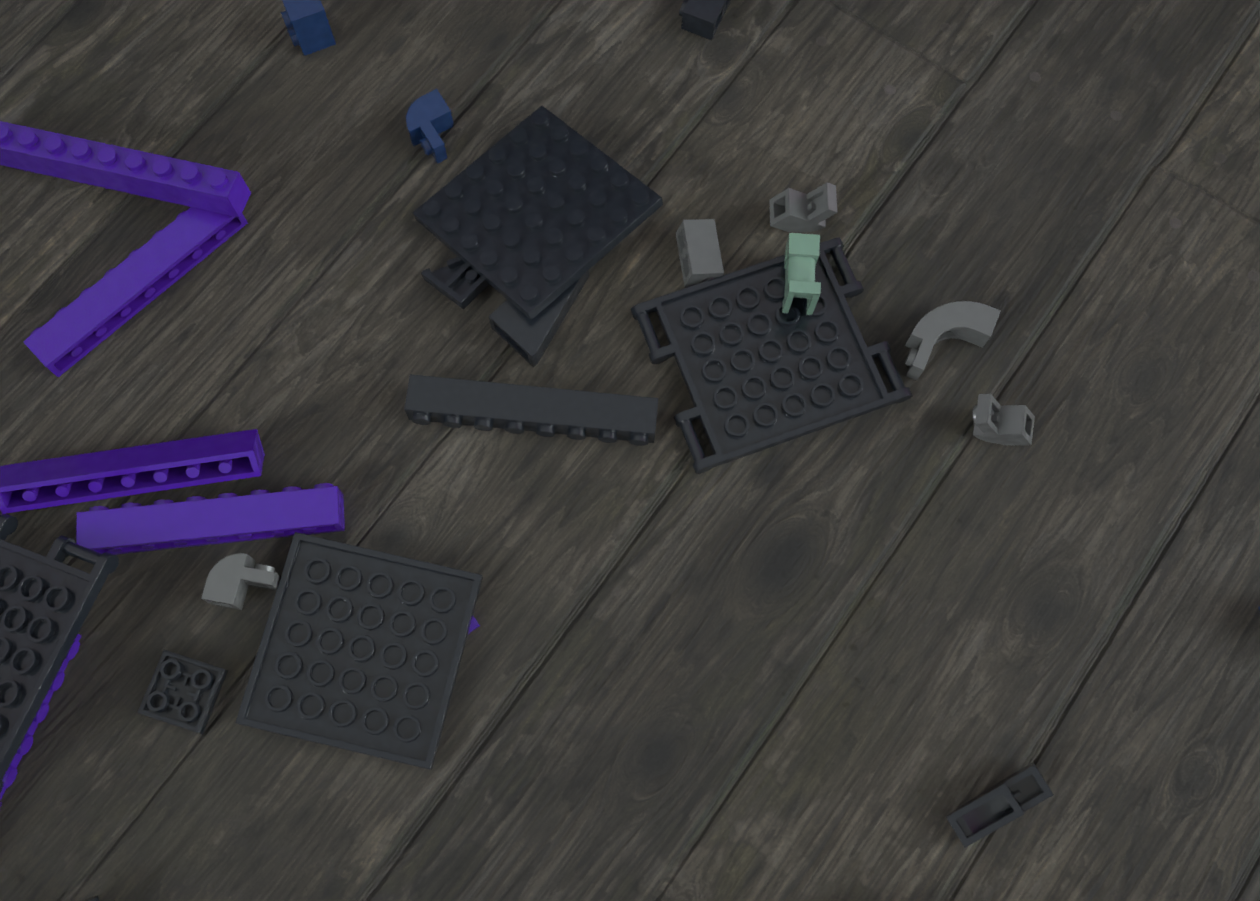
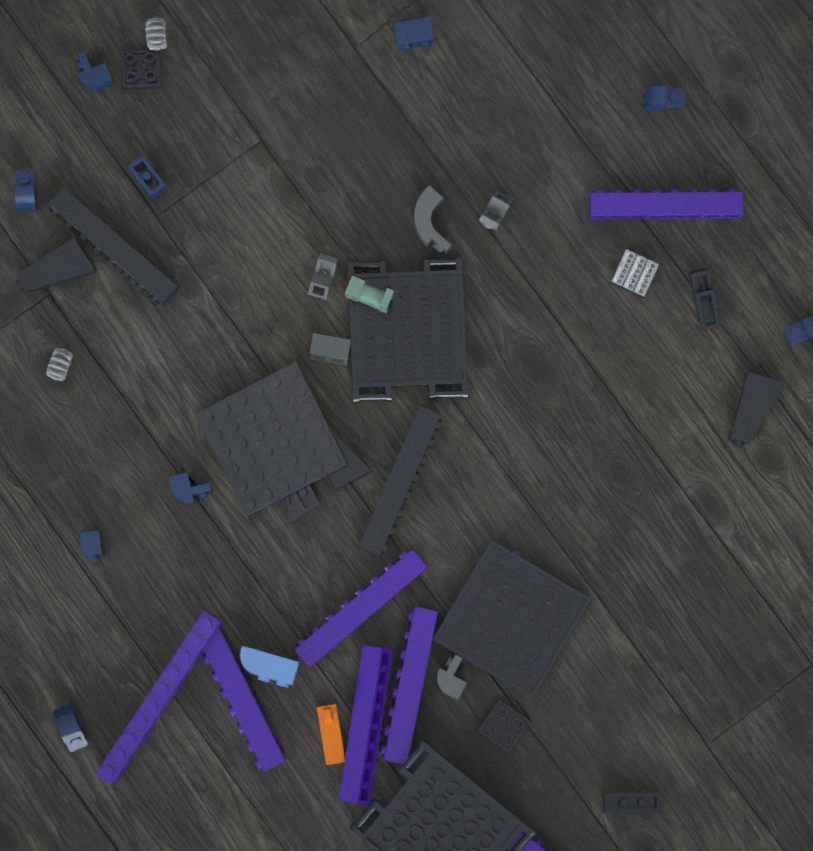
camera: 80 degrees left, 10 degrees up
(36, 67) = (70, 728): none -> dark blue brick
(112, 427) = (331, 734): none -> orange hinge
(188, 301) = (269, 666): none -> medium blue brick
(318, 411) = (361, 608): none -> dark purple brick
(994, 672) = (634, 273): none -> light grey tile
(1128, 692) = (665, 205): none -> dark purple brick
(1213, 228) = (413, 33): none -> dark blue brick

